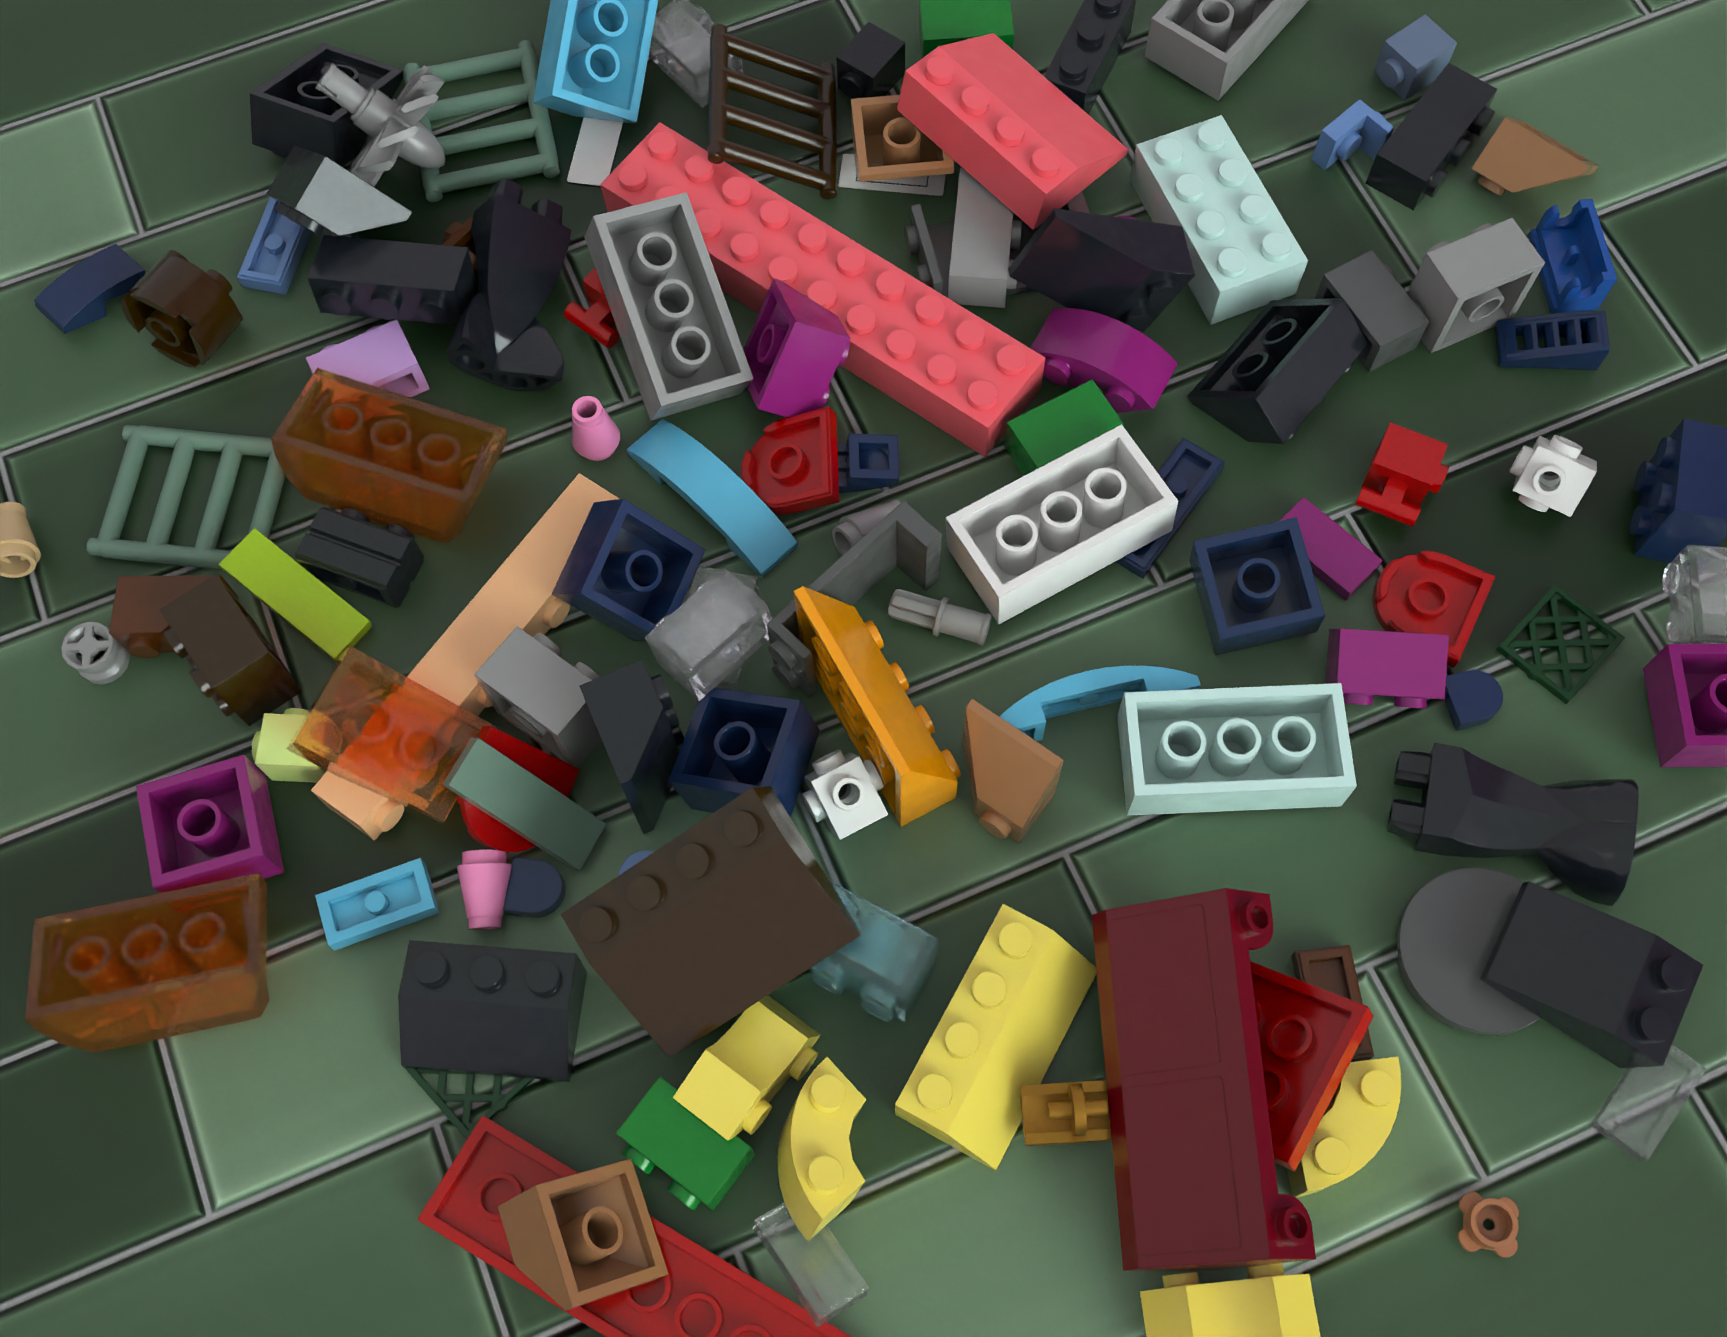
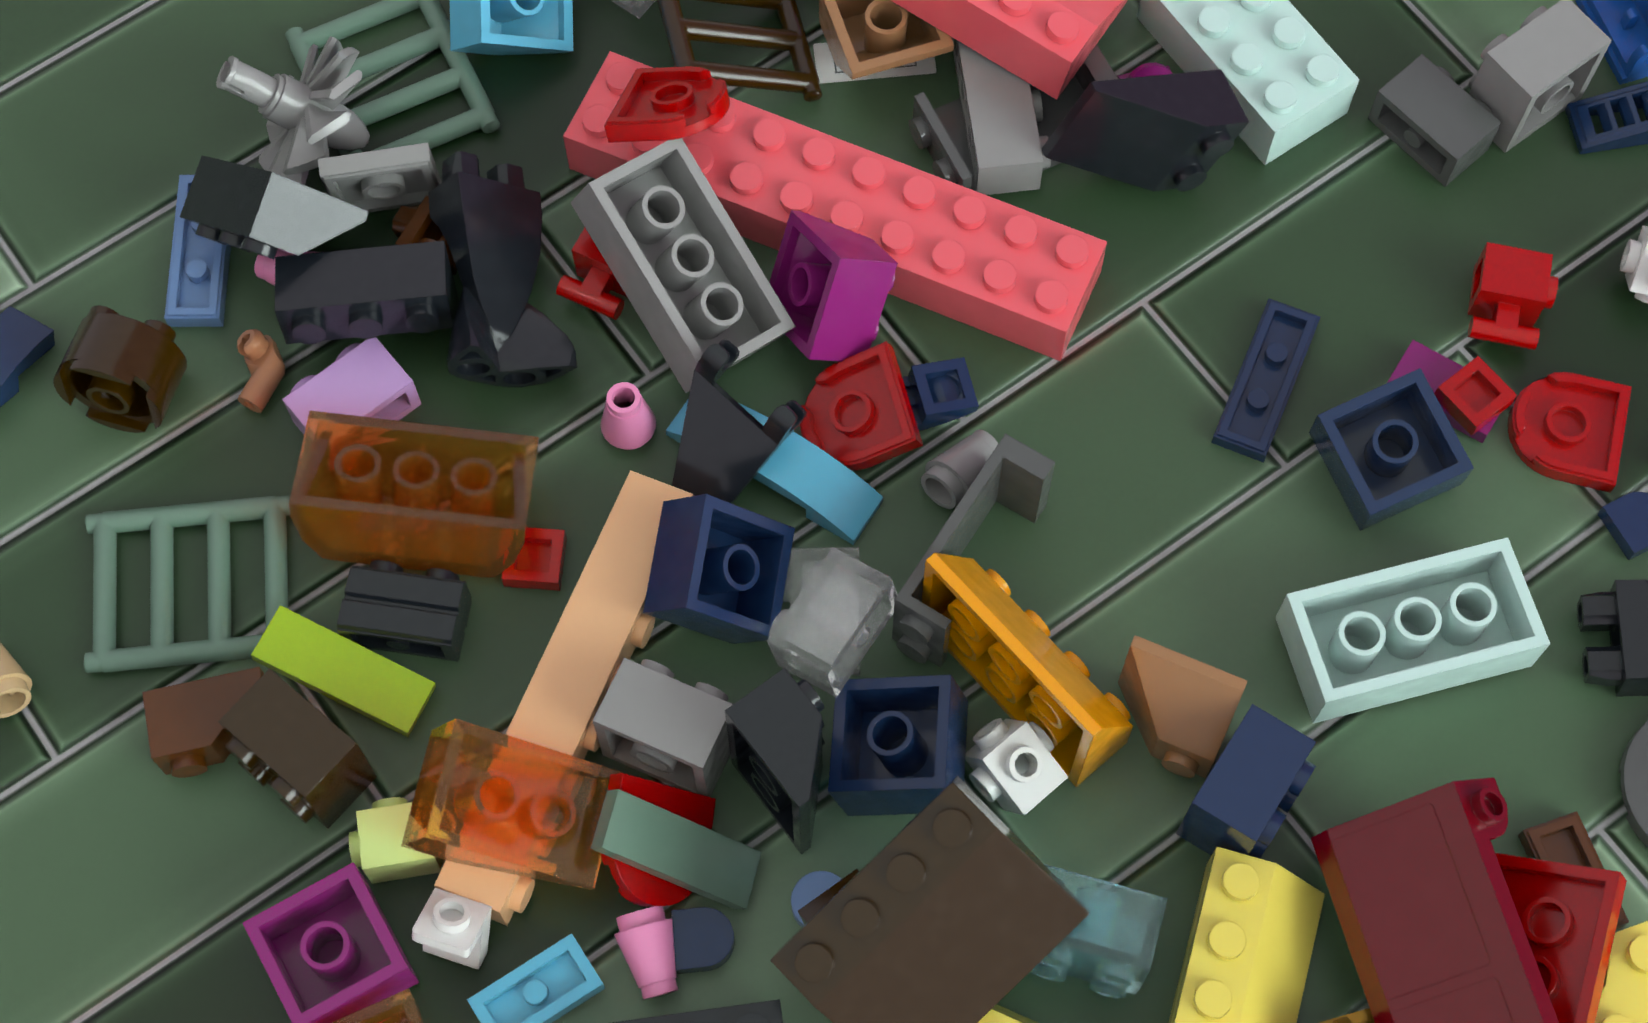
camera: 15 degrees left, 0 degrees up
(85, 643) = (125, 772): light grey wheel -> none
(293, 112) = (185, 113): black slope -> none
(307, 333) = (264, 366): none -> nougat arm
(318, 831) = (454, 928): none -> white bracket
(435, 190) = (381, 177): none -> light grey tile
(486, 535) = (539, 561): none -> red tile
(594, 151) = (531, 93): white sticker -> none
(663, 461) = (720, 440): none -> black flag
(684, 168) = (667, 104): none -> red tile
(939, 616) = (1060, 548): light grey axle -> none
(1046, 856) = (1253, 776): none -> dark blue brick
(1059, 427) = (1144, 323): green brick -> none
(1060, 523) = (1167, 422): white brick -> none
(1091, 690) = (1249, 594): medium azure slope -> none
(1118, 358) = (1166, 228): magenta brick -> none
(1280, 368) = (1353, 202): black slope -> none
(1346, 555) = (1475, 395): none -> red tile
(1387, 665) = (1545, 506): magenta brick -> none

